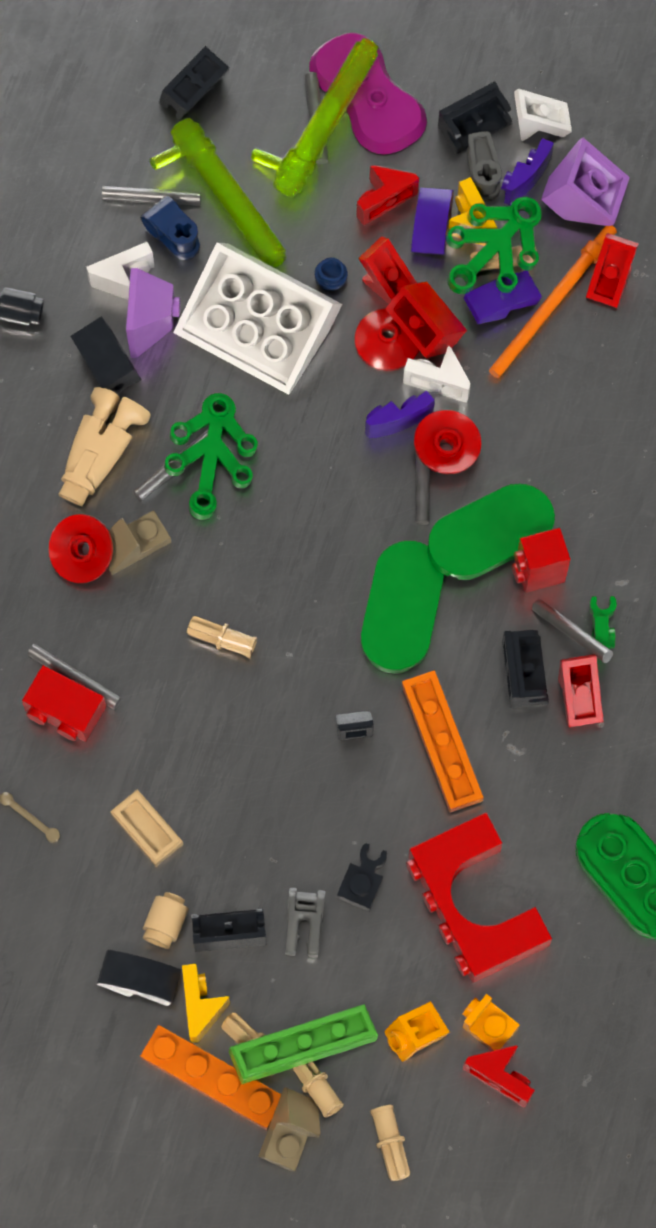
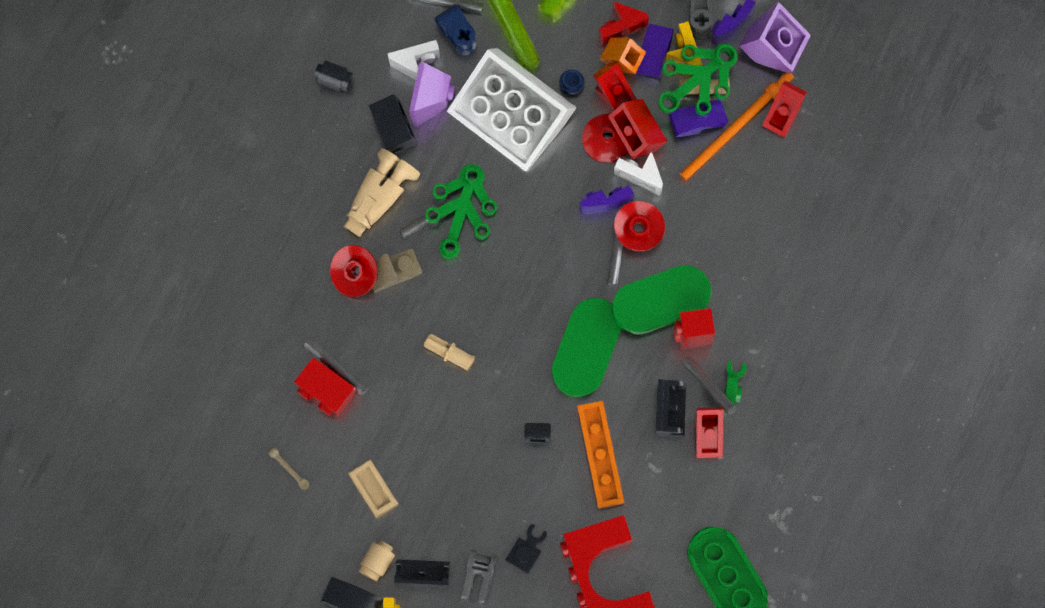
camera: 10 degrees right, 5 degrees up
(395, 225) = (625, 53): none -> orange brick

